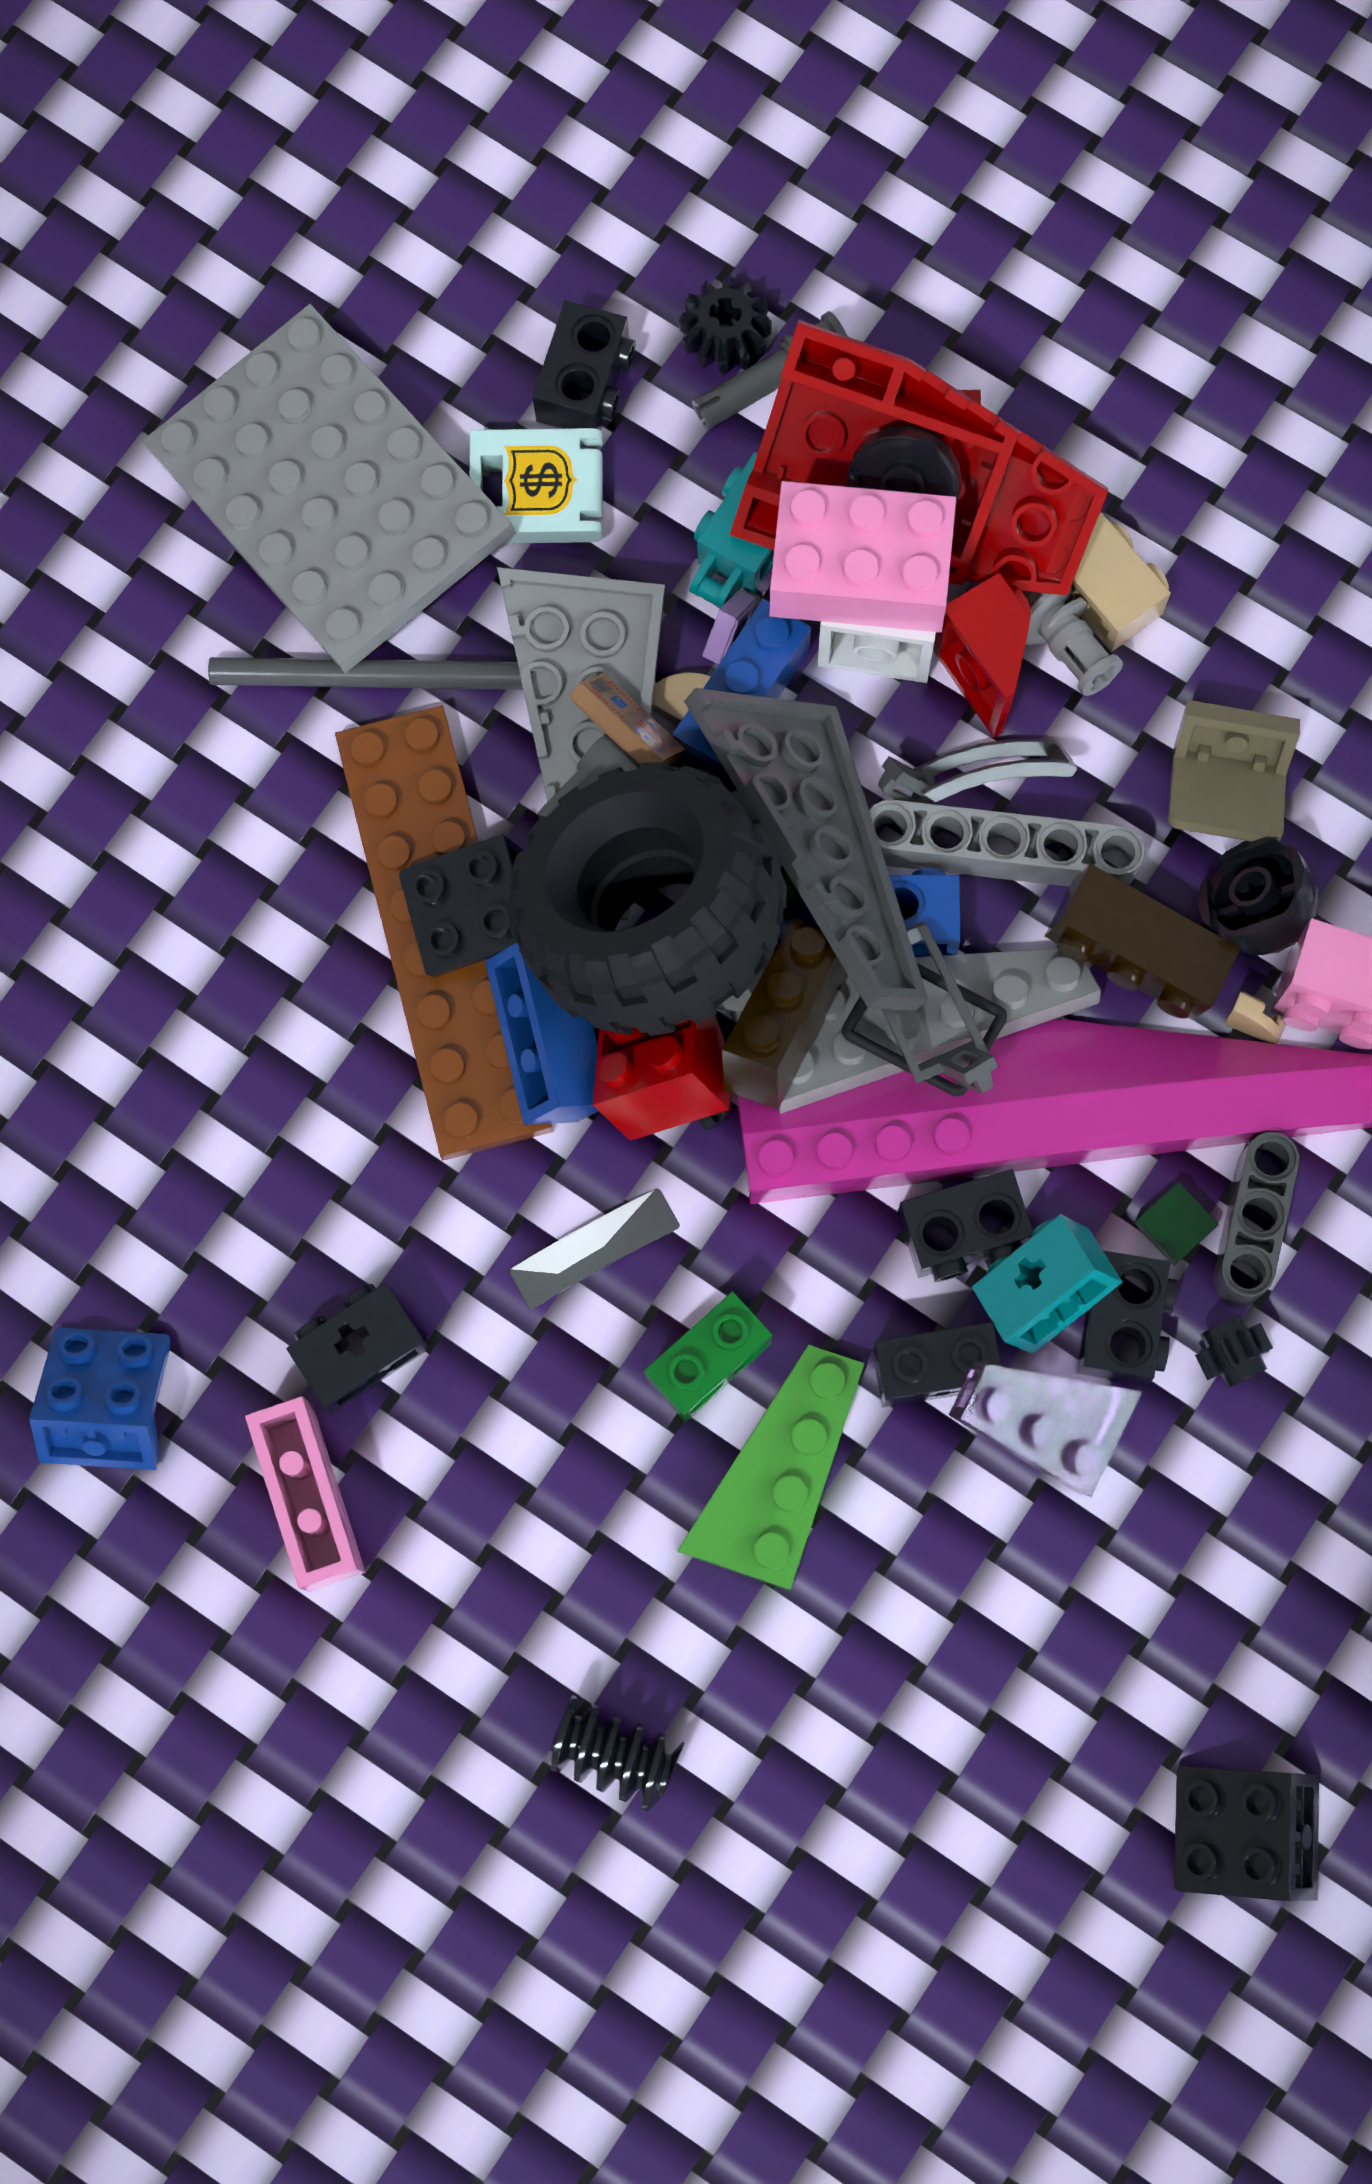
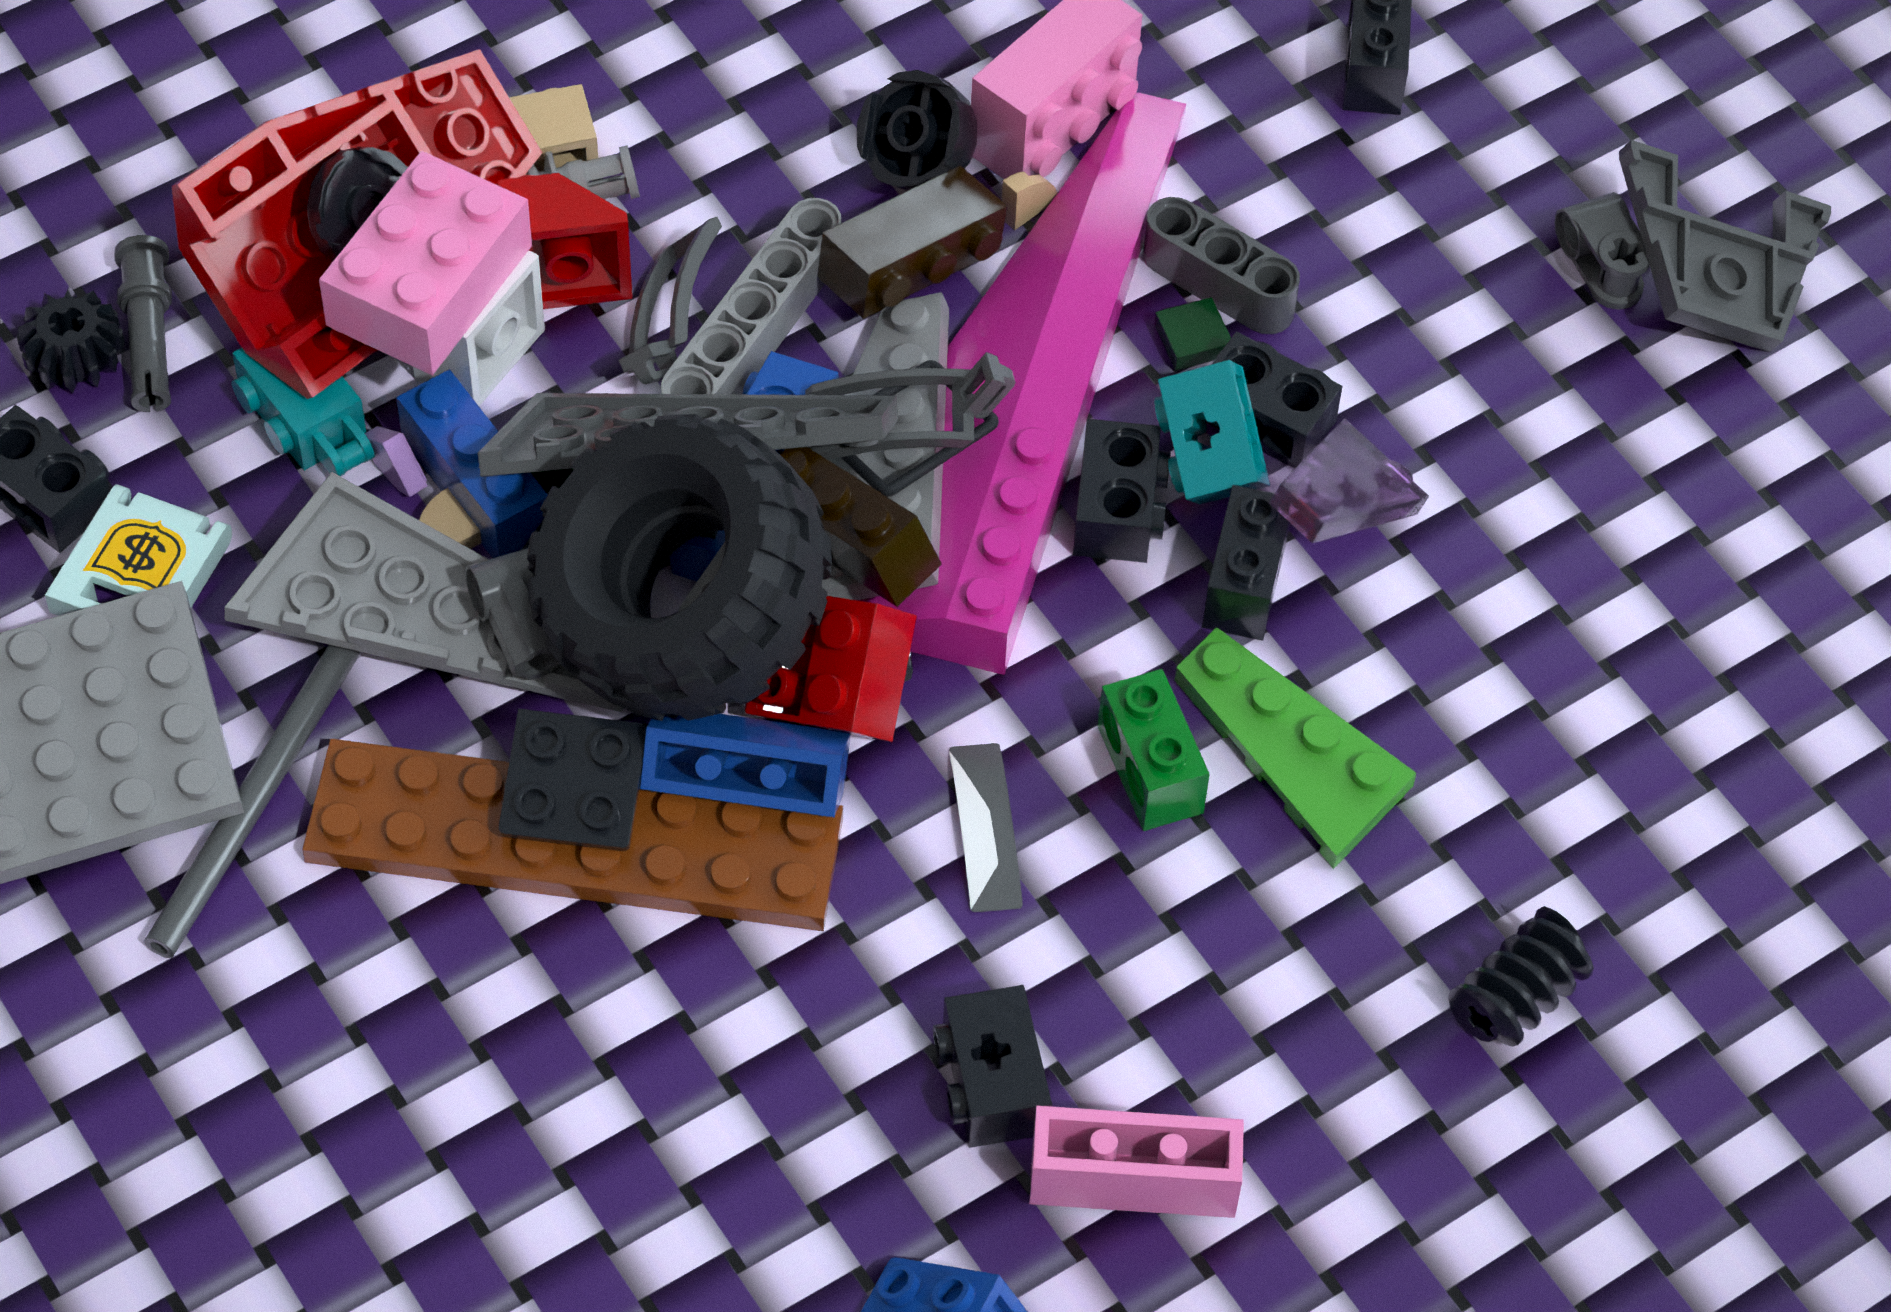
camera: 75 degrees left, 20 degrees down
(625, 721) = (464, 551): medium nougat tile -> none
(1231, 771) = (775, 120): dark tan bracket -> none
(1234, 1351) = (1340, 327): black gear -> none
(1247, 1833) = (1794, 497): black bracket -> none

